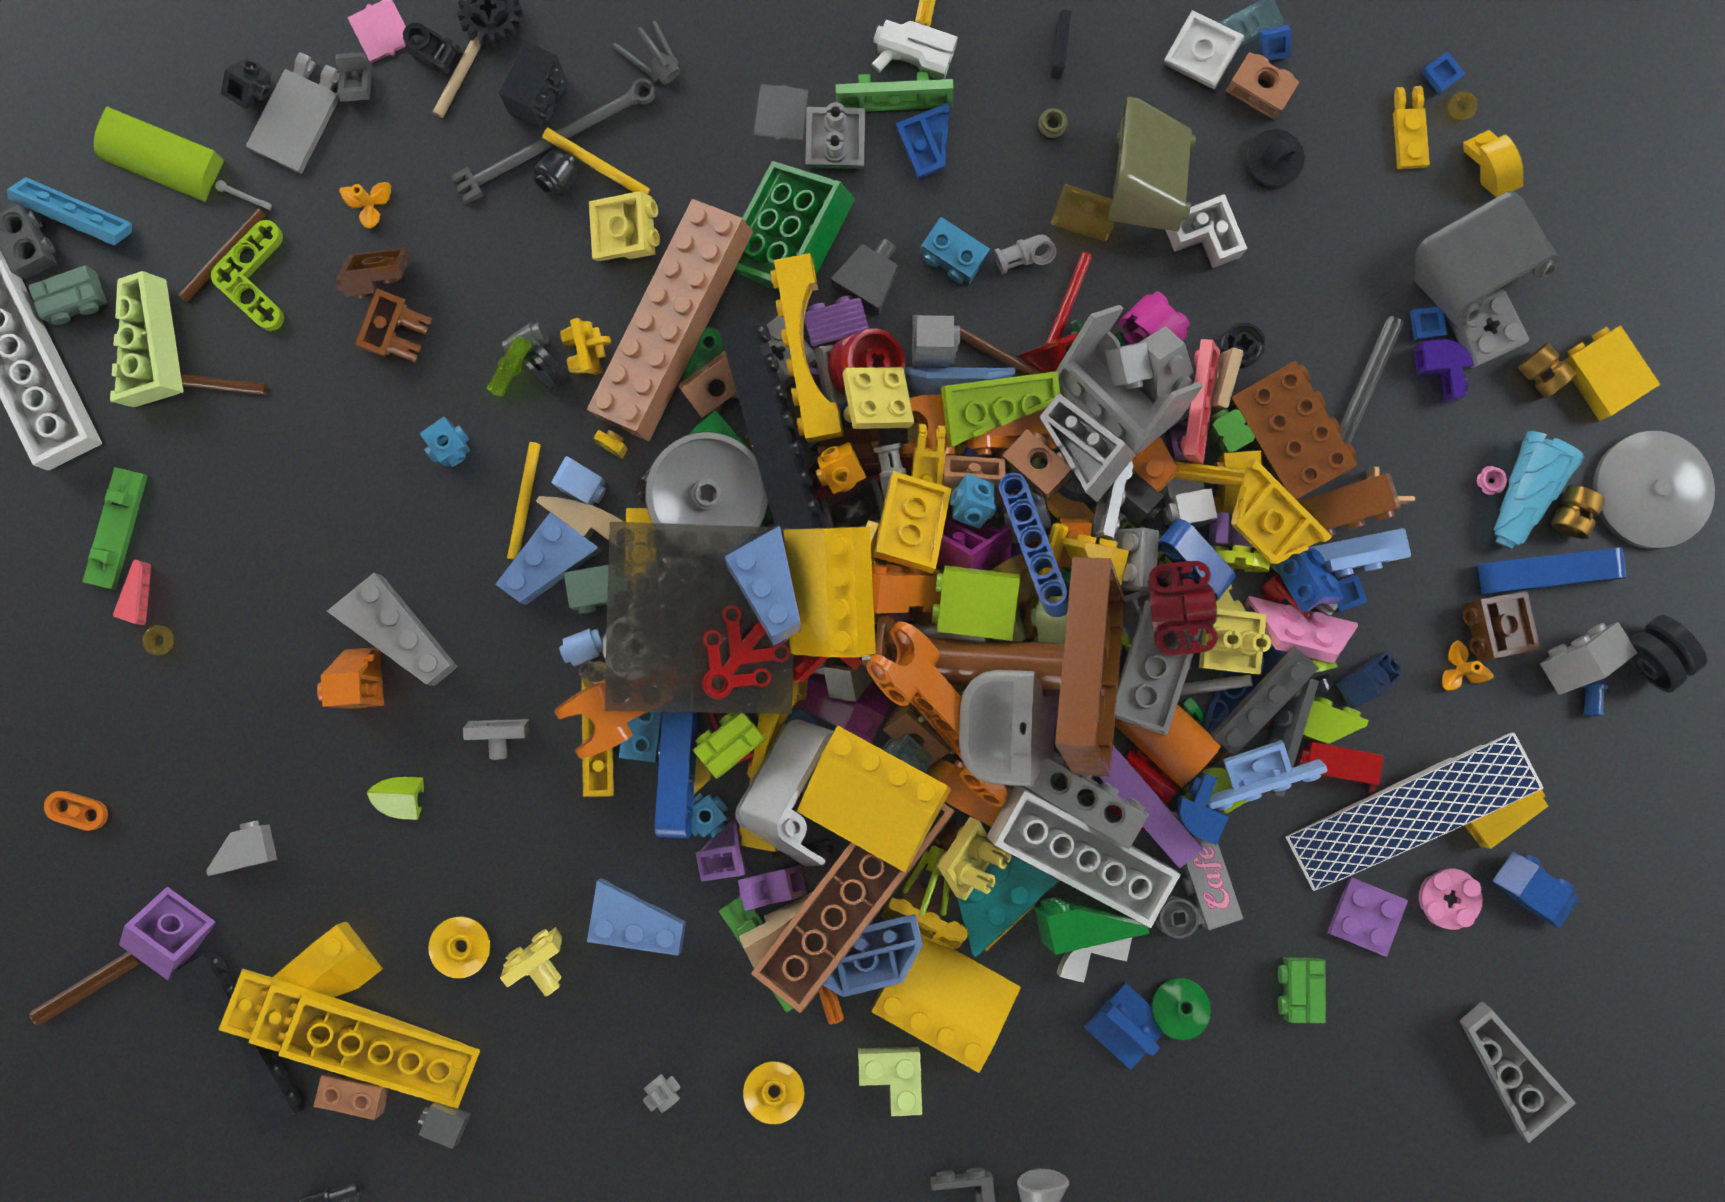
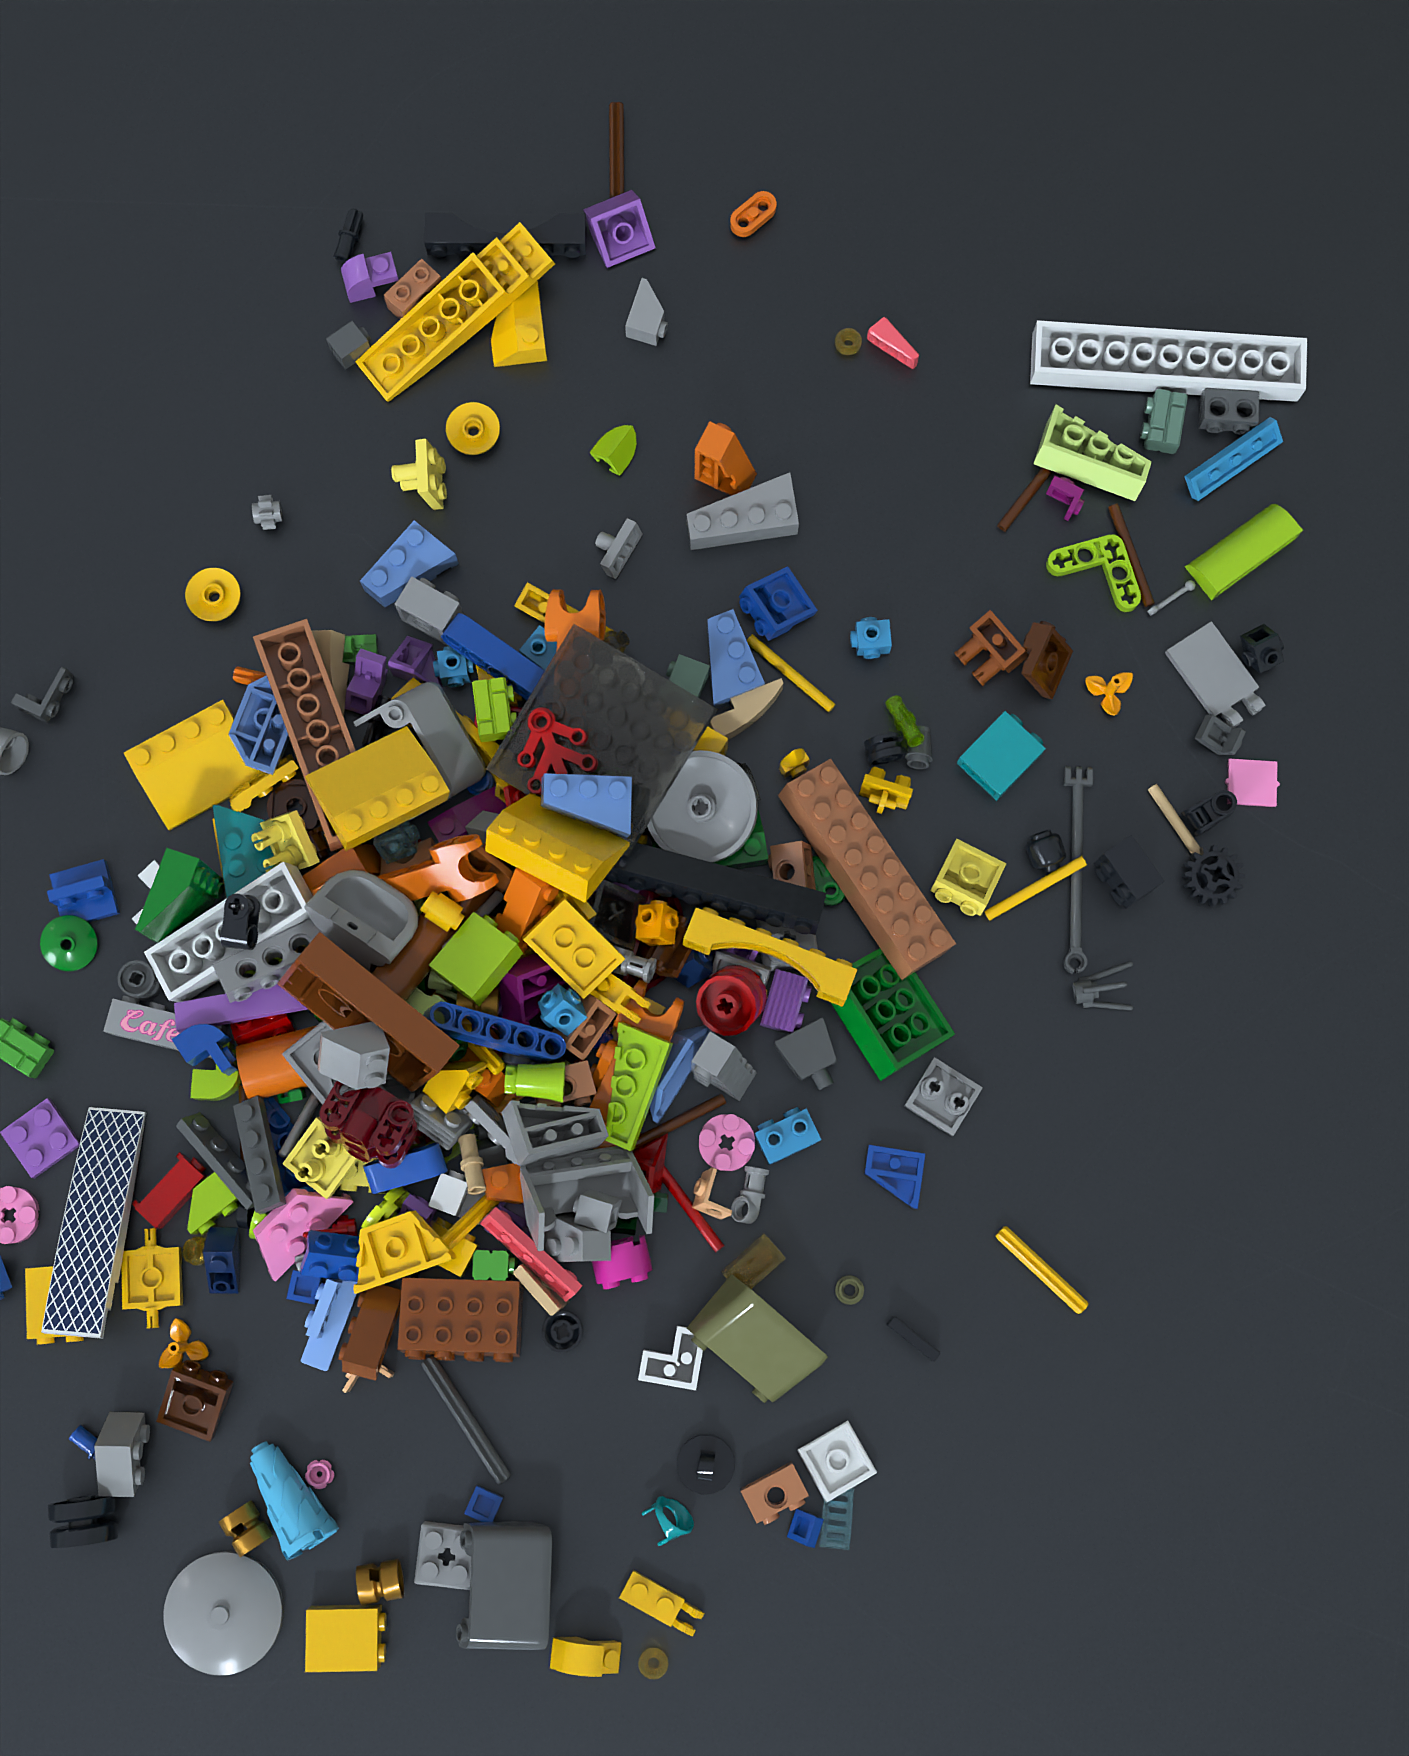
camera: 125 degrees right, 5 degrees down
(115, 528) = (956, 357): bright green hinge -> none
(194, 347) = (1066, 492): none -> magenta bracket
(363, 1155) = (364, 273): none -> medium lavender brick
(464, 550) = (776, 603): none -> blue plate
(488, 262) = (1001, 755): none -> teal brick
(579, 482) = (775, 720): light blue slope -> none
(582, 646) = (646, 647): light blue brick -> none
(665, 870) = (427, 608): none -> light grey brick
(781, 112) = (993, 1067): clear piece -> none
(877, 398) = (692, 984): light yellow plate -> none
(895, 95) = (950, 1167): bright green hinge -> none
(899, 1069) = (168, 696): yellowish green brick -> none
(916, 45) = (995, 1196): white piece -> none
(932, 859) = (309, 815): lime plant -> none
(955, 658) = (442, 911): none -> yellow brick
(997, 318) = (742, 1146): none -> bright pink plate
(1047, 294) = (702, 1190): none -> light nougat bracket
(1052, 481) = (536, 1080): none -> lime plant
(1079, 845) = (239, 925): none -> black piece
(1140, 646) = (355, 1055): none -> light grey slope
(1157, 501) = (471, 1164): none -> tan pin
(1260, 772) = (204, 1114): light blue bracket -> none
(1335, 145) = (684, 1520): none -> teal piece
(1377, 709) = (193, 1250): none -> clear yellow plate
(1424, 733) = (151, 1278): none -> yellow plate
(1443, 72) = (692, 1664): blue plate -> none
(1447, 359) = (444, 1500): dark purple brick -> none
(1552, 571) = (212, 1475): blue beam -> none

